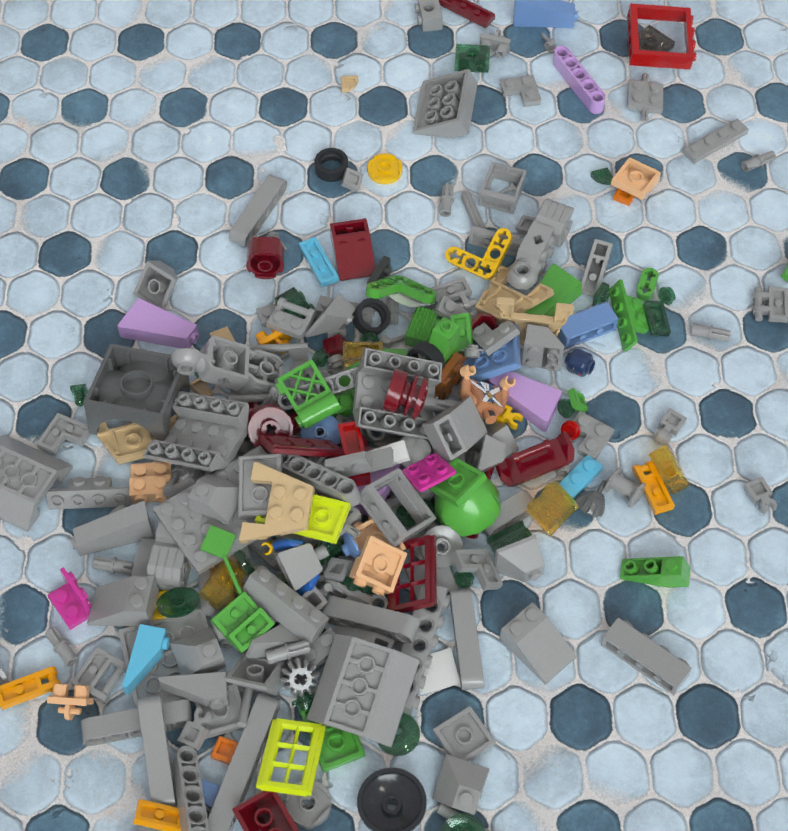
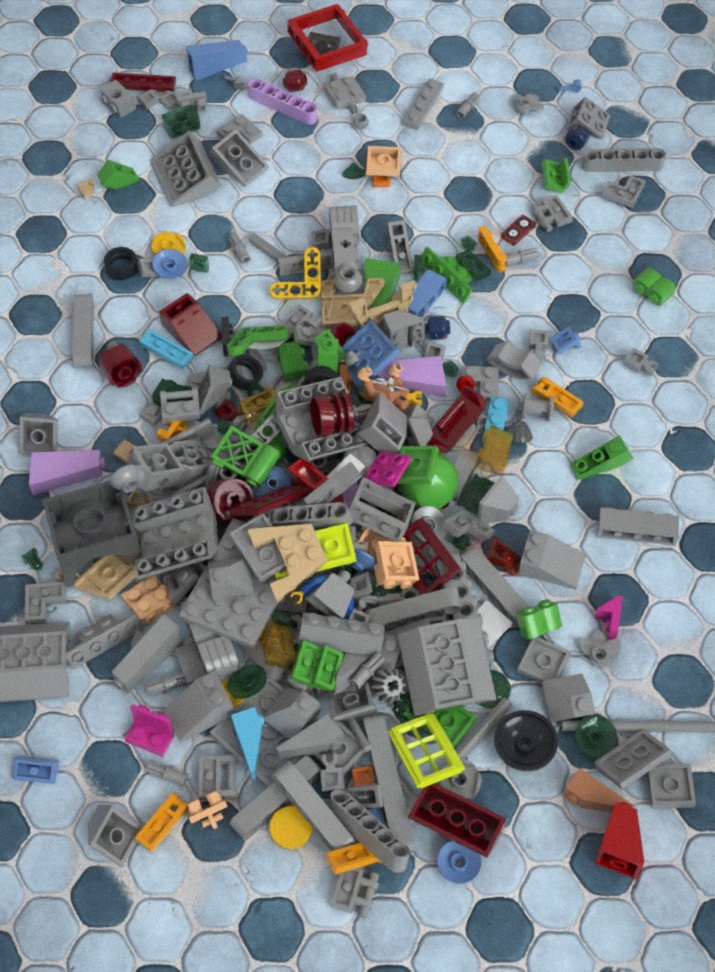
camera: 30 degrees left, 0 degrees up
(128, 758) = (289, 828): none -> yellow tile
(212, 767) = (366, 794): none -> light grey slope
(218, 543) = (257, 613): bright green piece -> none
(362, 768) = (483, 728): none -> light grey axle
(373, 179) = (169, 258): none -> medium blue dish
(381, 82) = (116, 175): none -> bright green slope
(400, 196) = (199, 263): none -> clear green plate
(464, 25) = (152, 97): none -> light grey tile
(483, 693) = (539, 619): none -> bright green brick
(491, 612) = (502, 555): none -> clear red slope
(495, 339) = (362, 340): light grey plate -> none
(498, 200) = (281, 229): light grey window -> none
(501, 115) = (238, 158): none -> light grey slope
(529, 752) = (599, 646): none -> light grey plate
(561, 727) = (610, 613): none -> dark pink slope
(563, 383) = (434, 350): none -> light grey slope
(577, 400) = (455, 358): bright green tile -> none
(604, 65) = (295, 80): none -> dark red head
(632, 431) = (514, 361): none -> light grey brick
(642, 130) = (360, 121): none -> light grey plate
(647, 284) = (450, 240): bright green beam -> none
(669, 469) = (562, 376): clear yellow brick -> none
(686, 312) = (492, 249): none -> light orange plate
(699, 436) = (566, 339): none -> medium blue bracket
(726, 305) = (518, 230): none -> clear red tile

